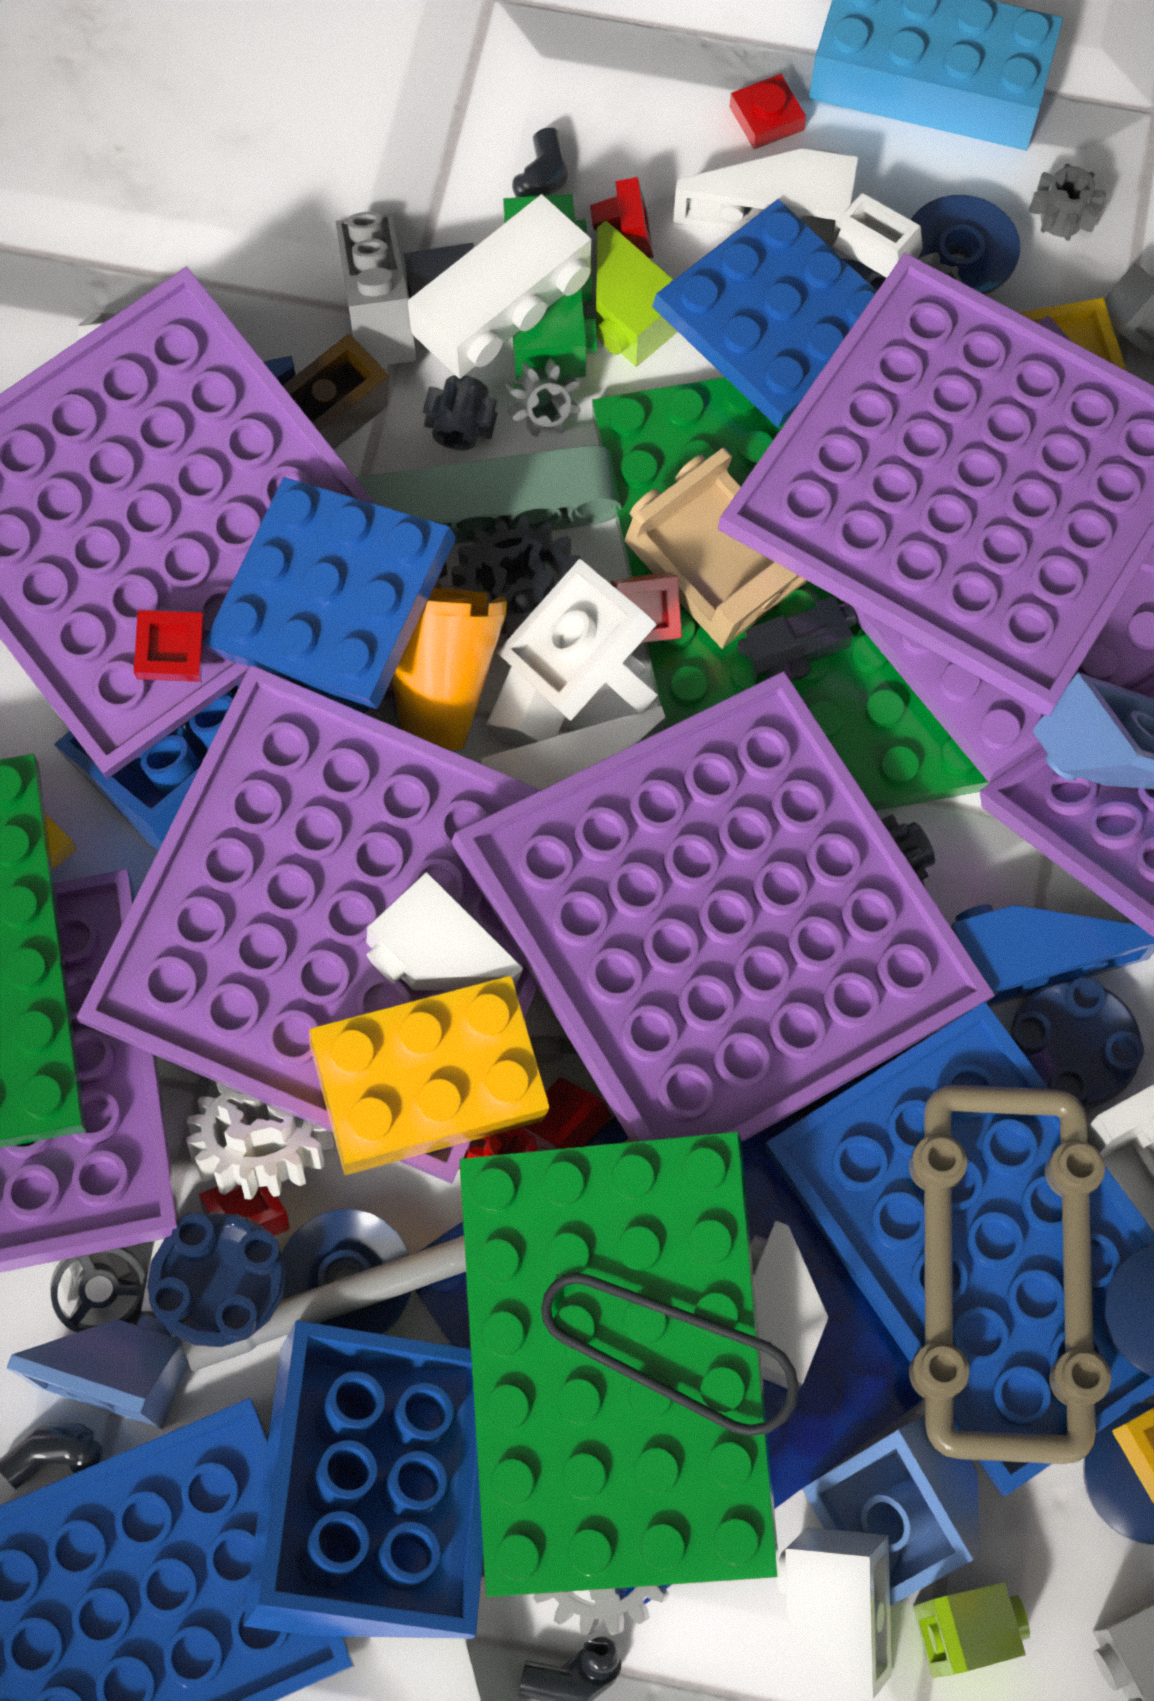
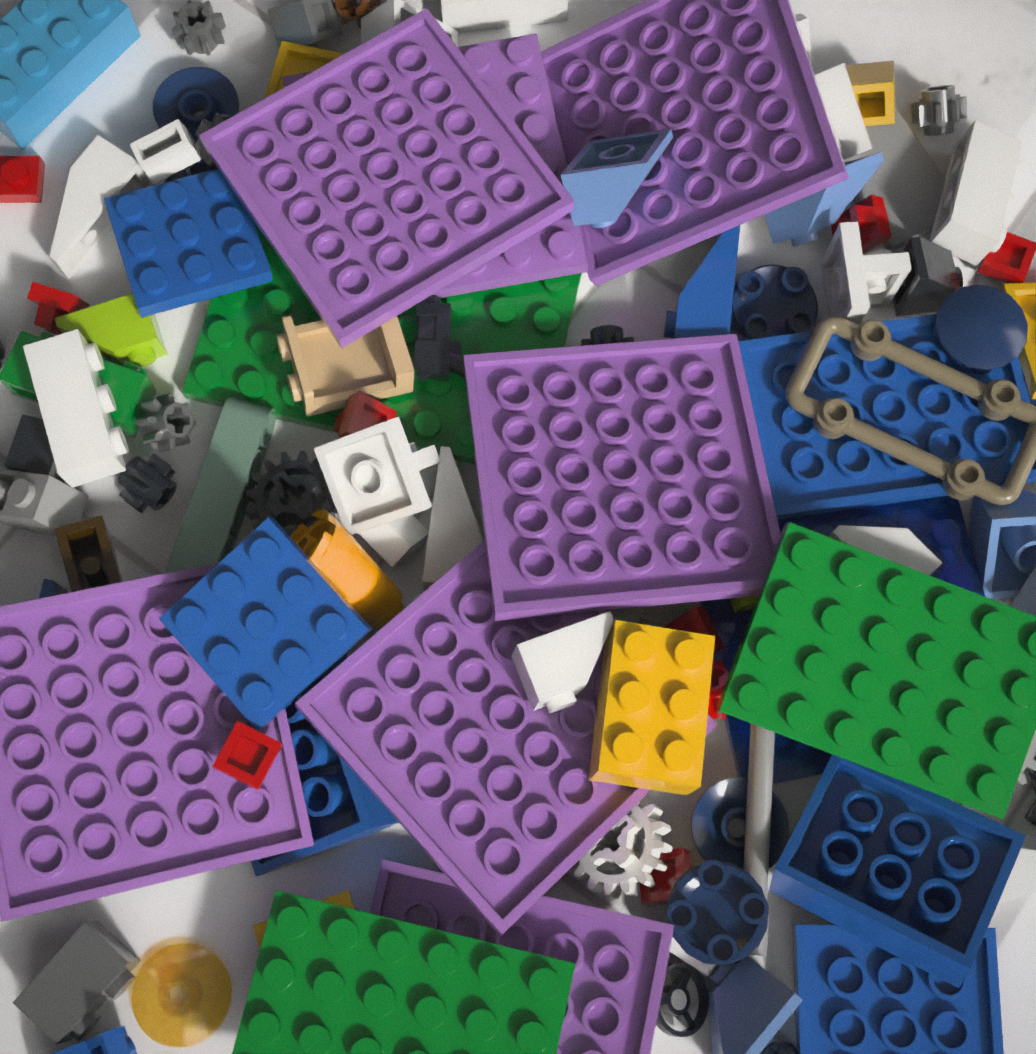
camera: 65 degrees left, 5 degrees up
(655, 1385) = (925, 651): black piece -> none

